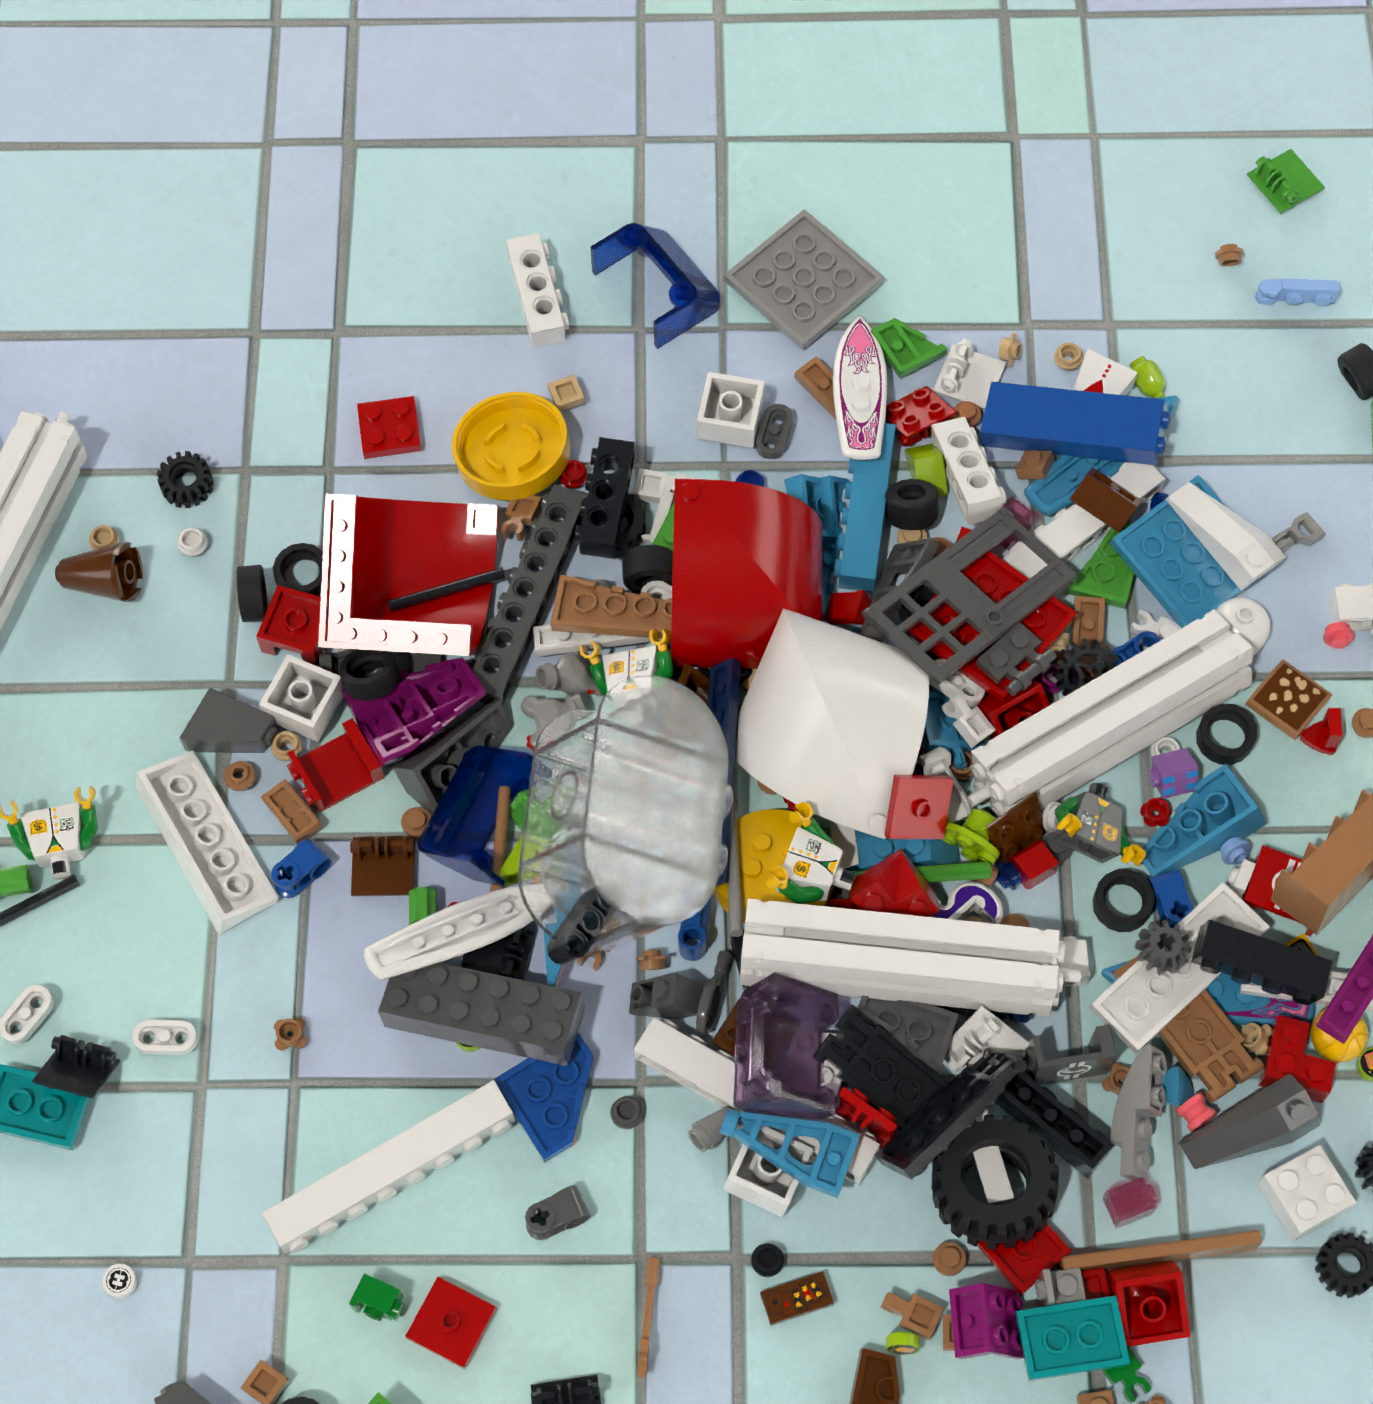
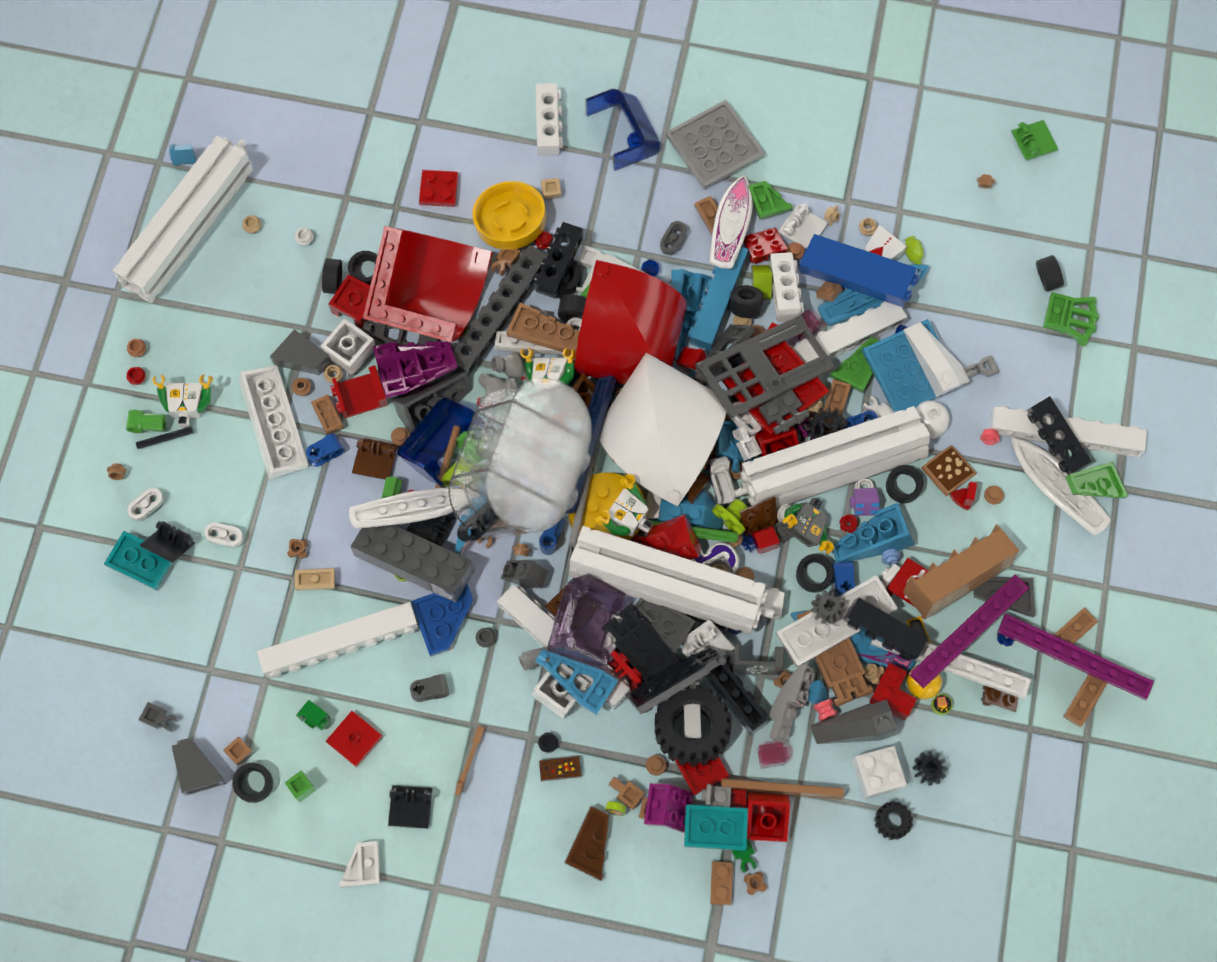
camera: 10 degrees right, 5 degrees up
(103, 572) = (246, 245): reddish brown cone -> none
(115, 1355) = (155, 716): none -> dark grey plate
(119, 1281) = (167, 673): white tile -> none
(181, 465) = (306, 187): black tyre -> none
(329, 1077) = (314, 579): none -> tan plate
(374, 686) = (390, 349): black tyre -> none
(446, 589) = (450, 297): black bar -> none
(711, 995) = (551, 578): dark grey piece -> none
(730, 409) = (648, 219): white brick -> none
(918, 807) = (701, 491): plate -> none
(1105, 499) = (865, 323): reddish brown hinge -> none
(1297, 291) = (1022, 213): light blue hinge -> none

